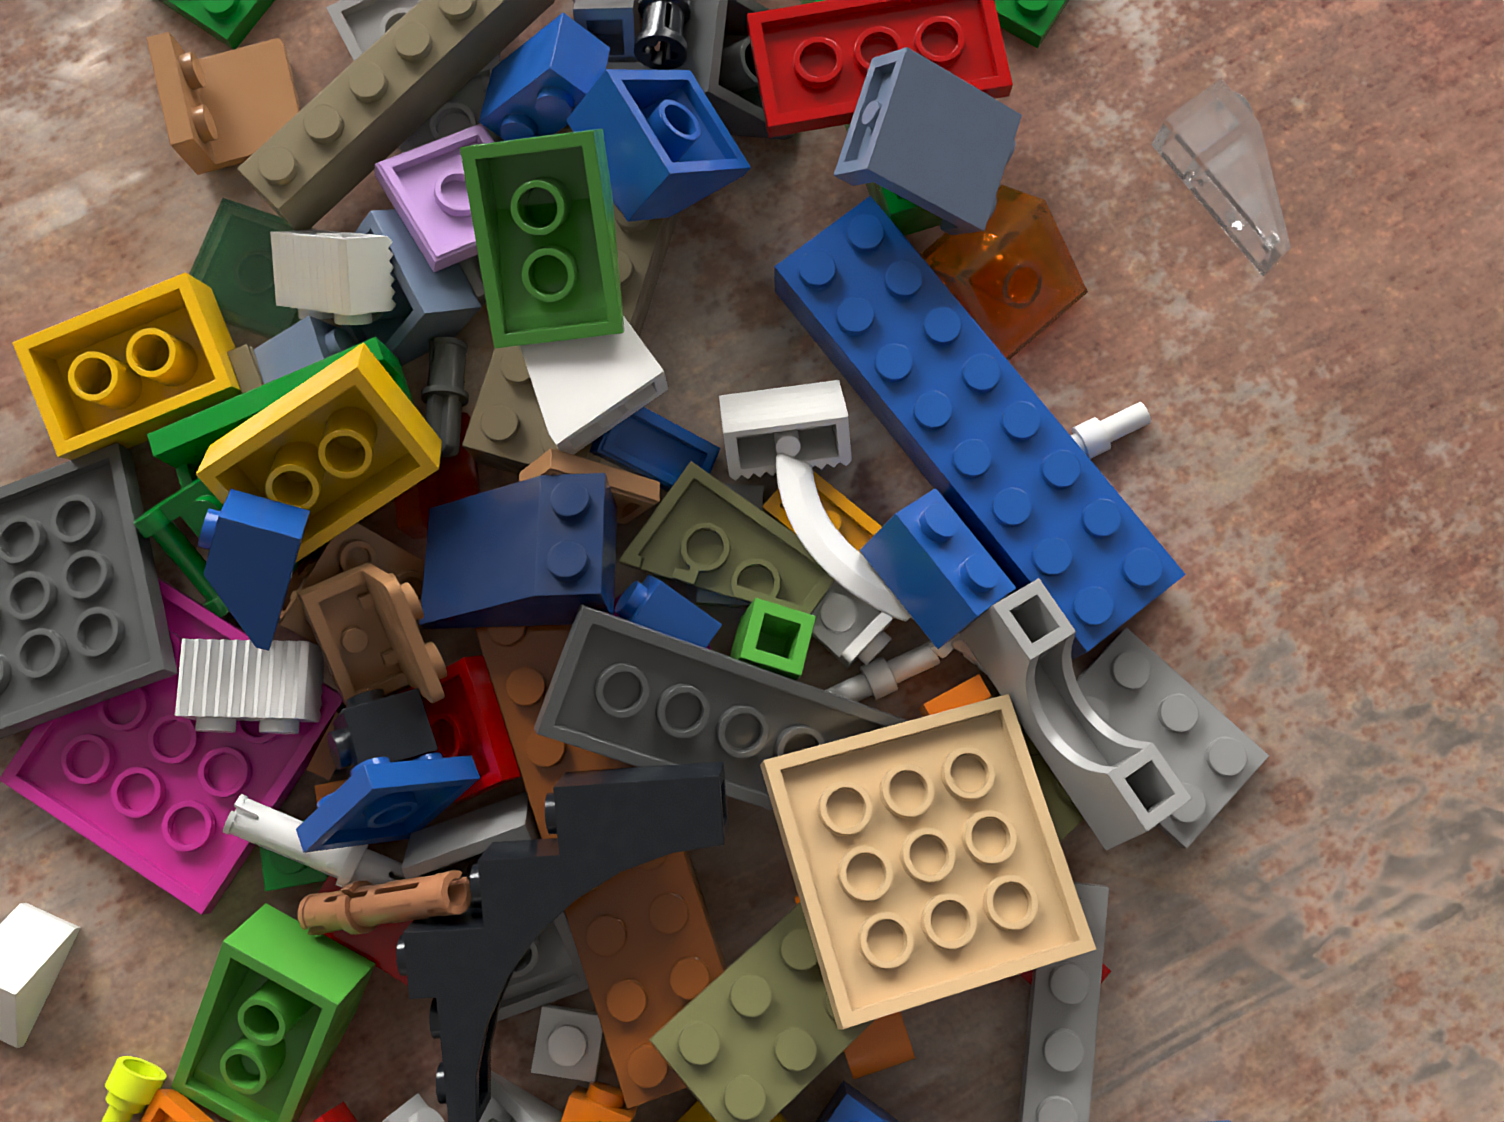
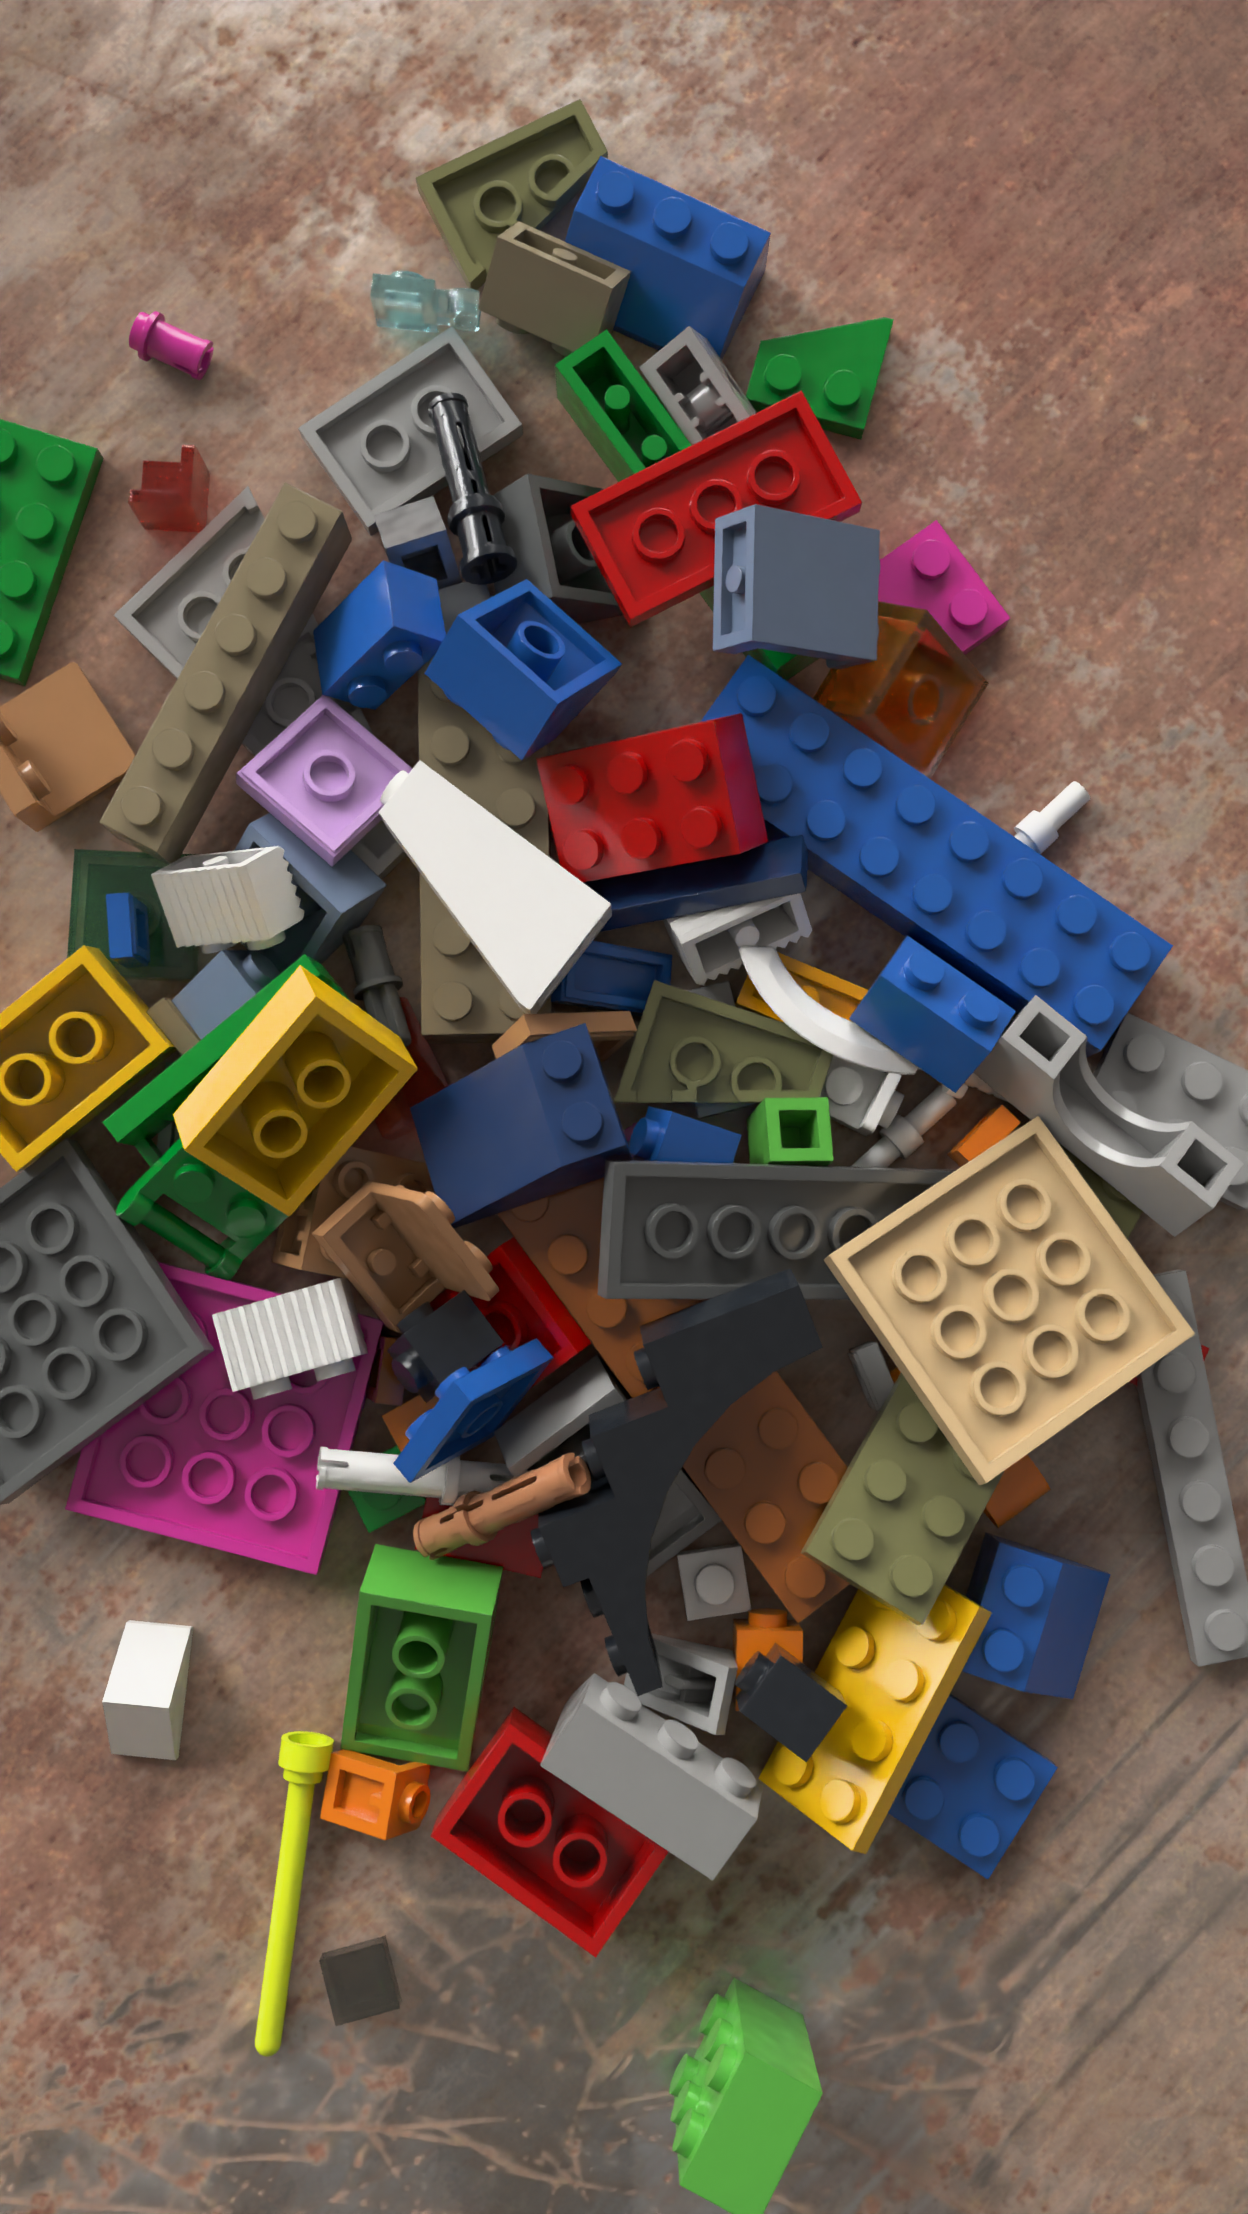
camera: 25 degrees left, 5 degrees up
(237, 277) = (128, 930): none -> blue tile
(253, 559) = (268, 1214): blue slope -> none
(545, 237) = (454, 805): bright green slope -> none
(741, 294) = (654, 800): none -> red brick
(762, 386) = (706, 885): none -> dark blue tile
(779, 890) = (871, 1373): none -> light grey tile
(1074, 192) = (936, 577): none -> dark pink wing
(1225, 164) = (1087, 509): clear slope -> none

